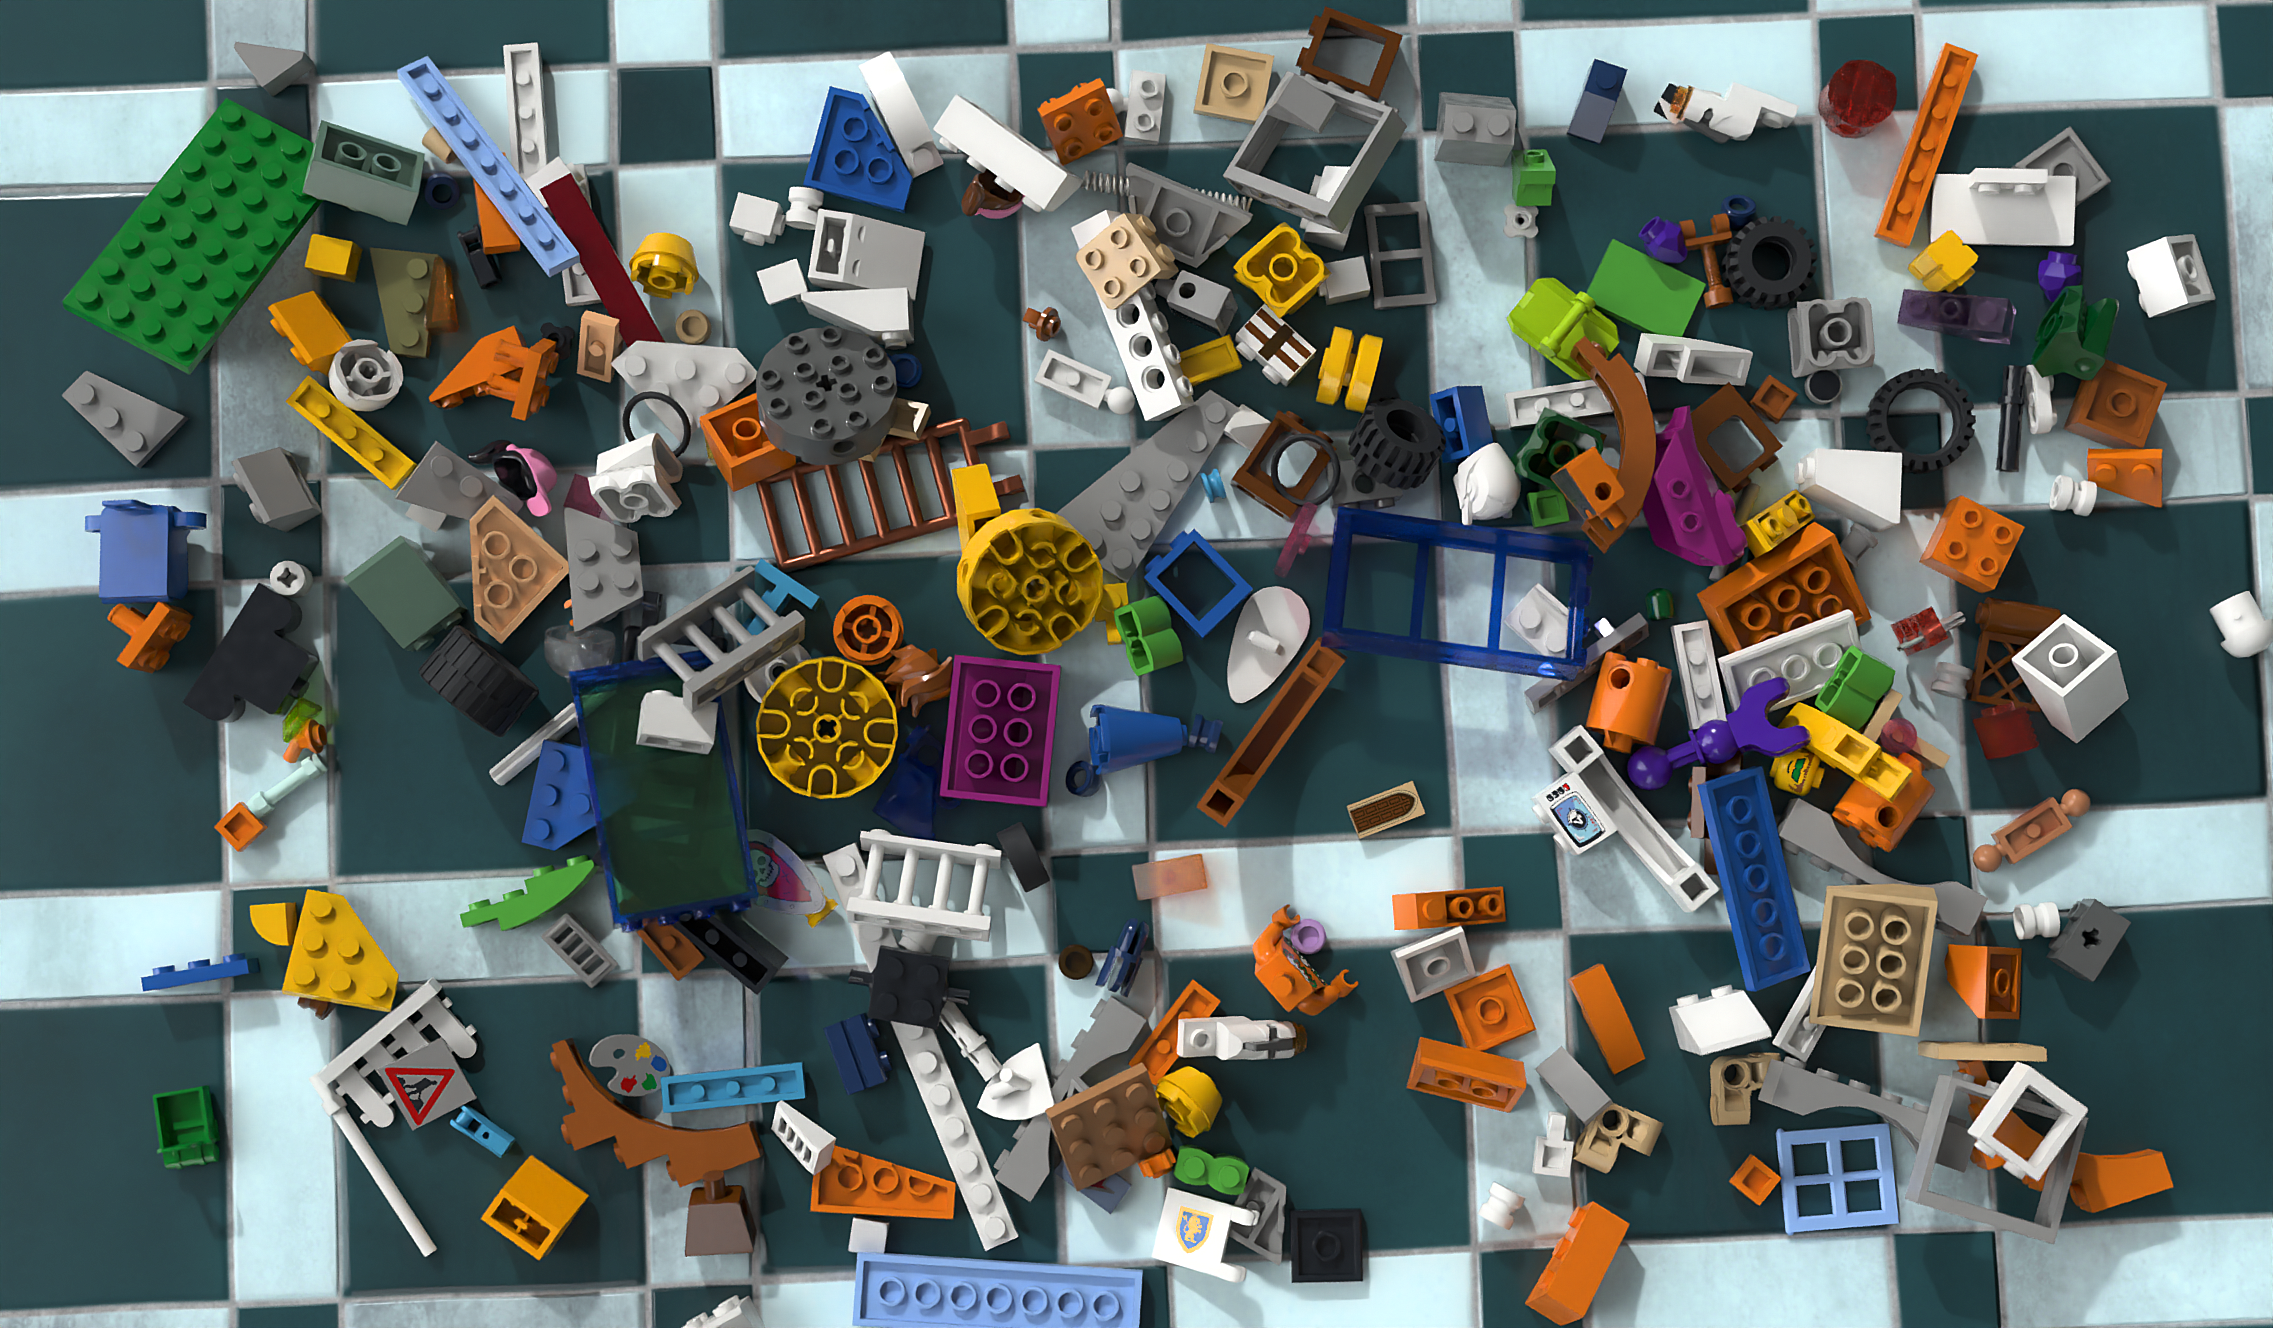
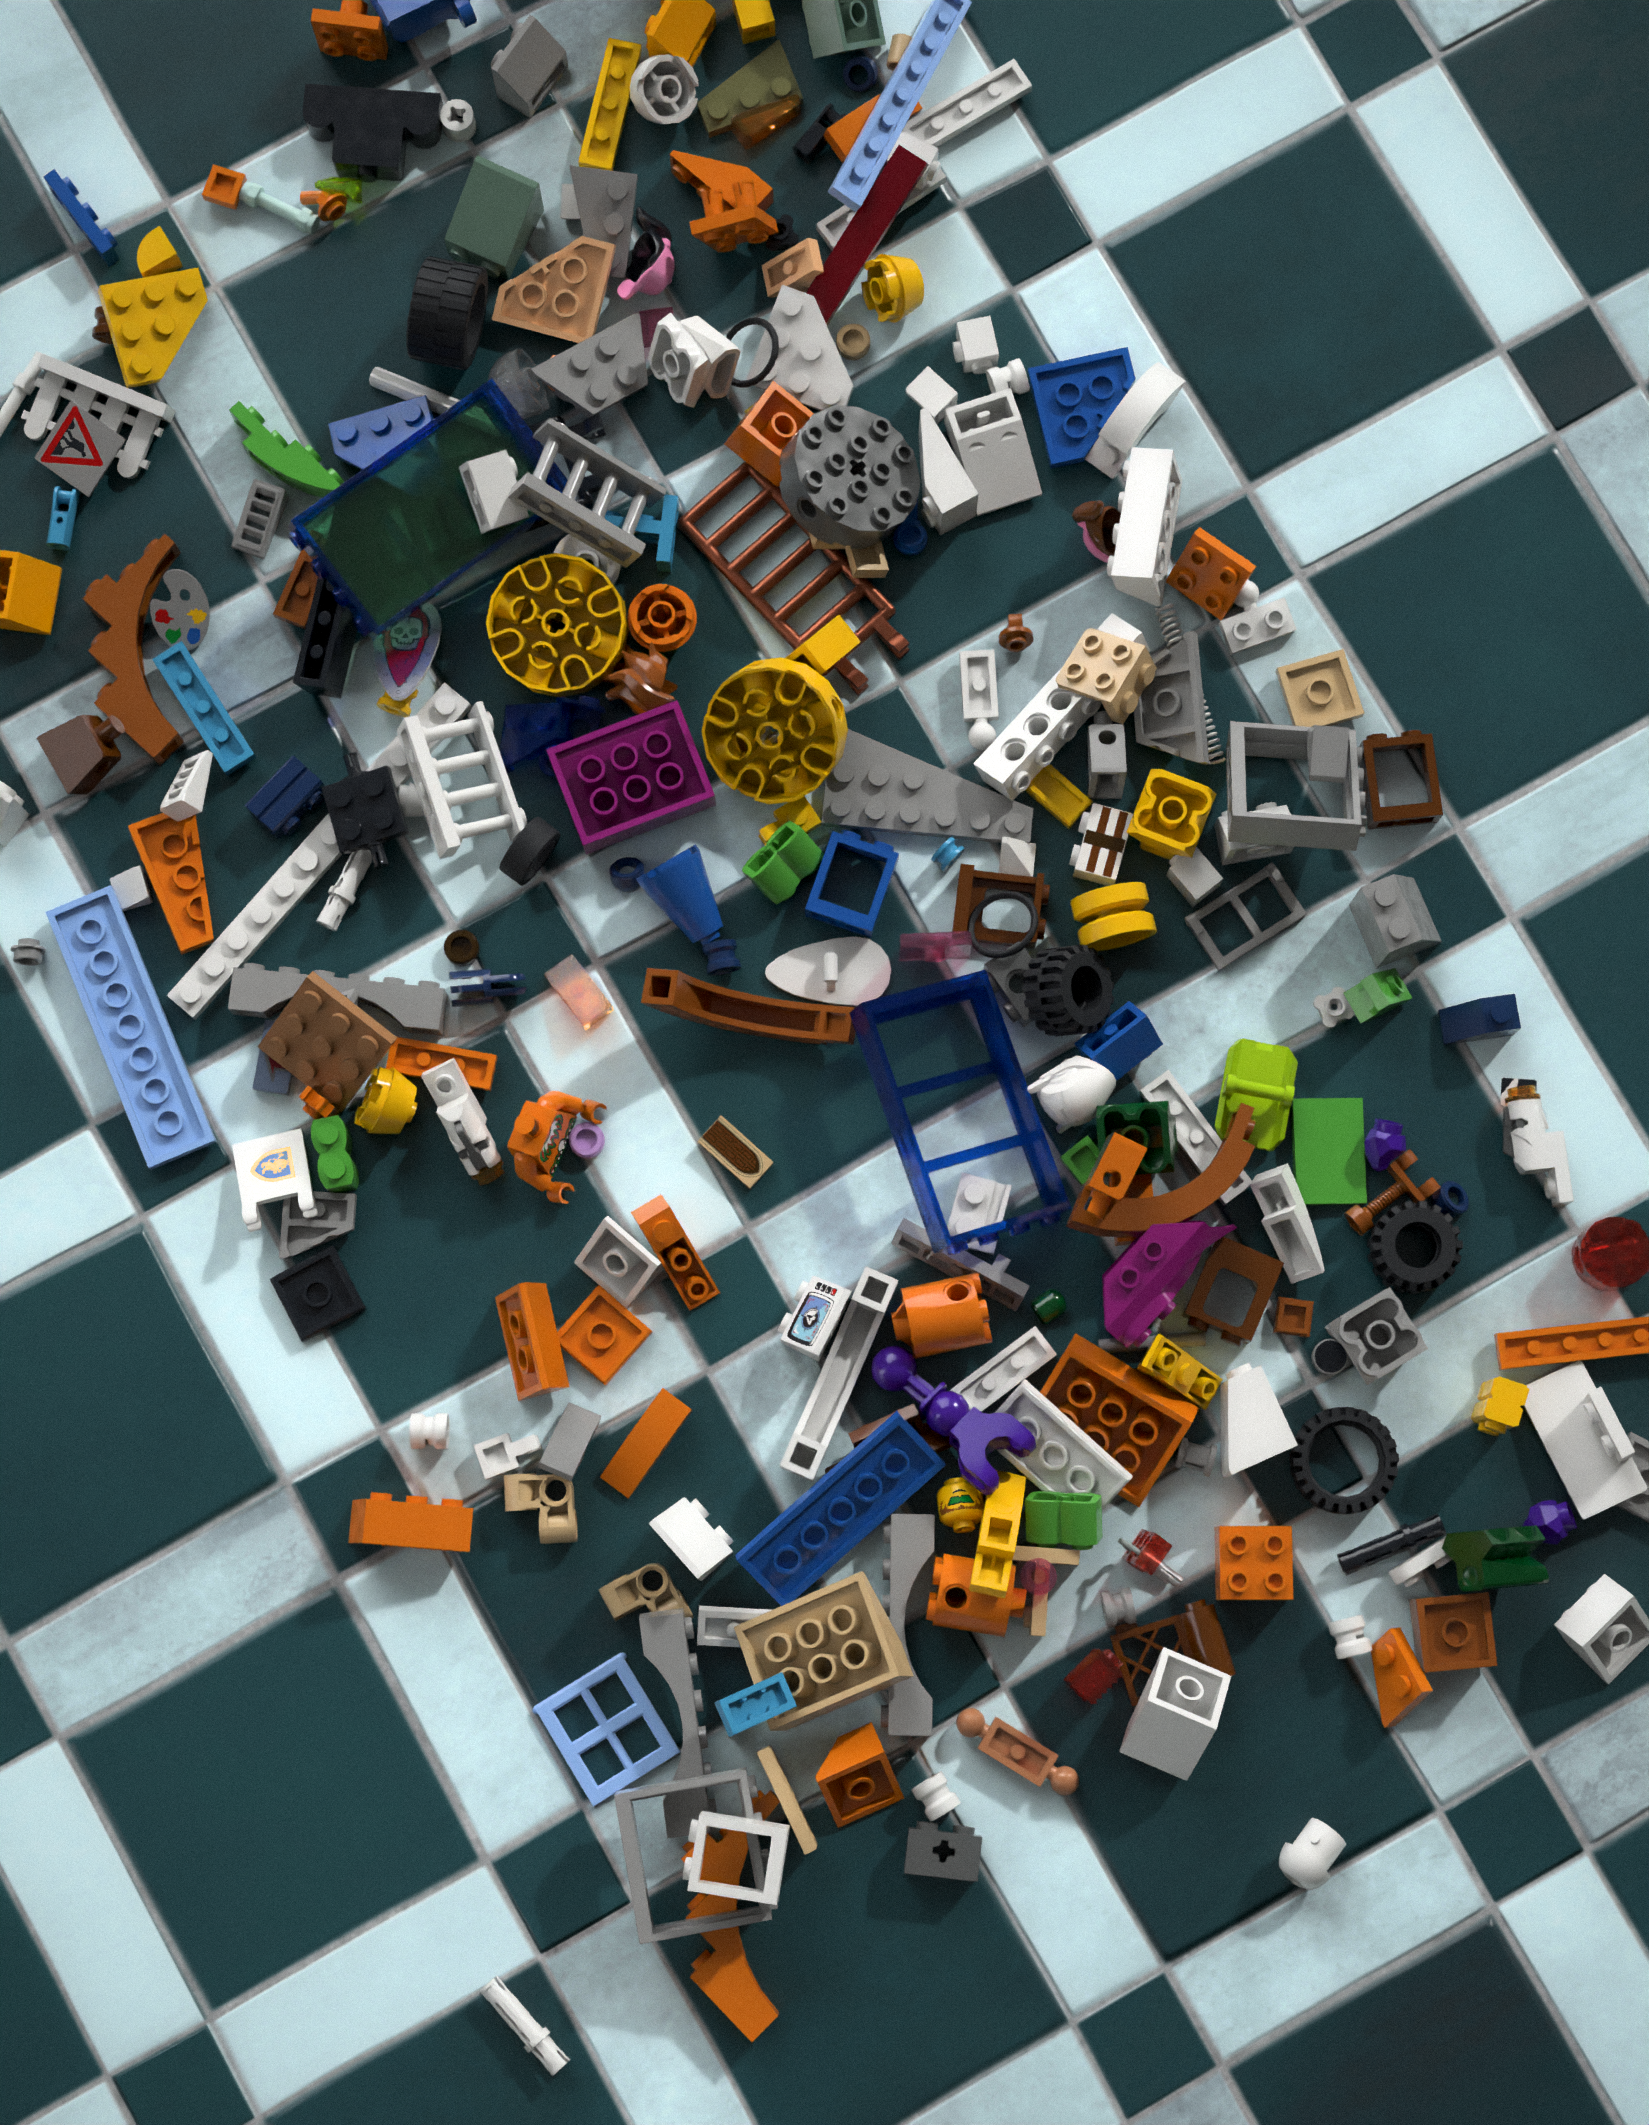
camera: 65 degrees right, 5 degrees down
(1019, 1088) = (325, 950): white shield -> none
(1755, 1179) = (566, 1651): orange plate -> none
(1896, 1043) = (755, 1704): none -> dark azure bracket
(1958, 315) = (1462, 1448): clear purple slope -> none

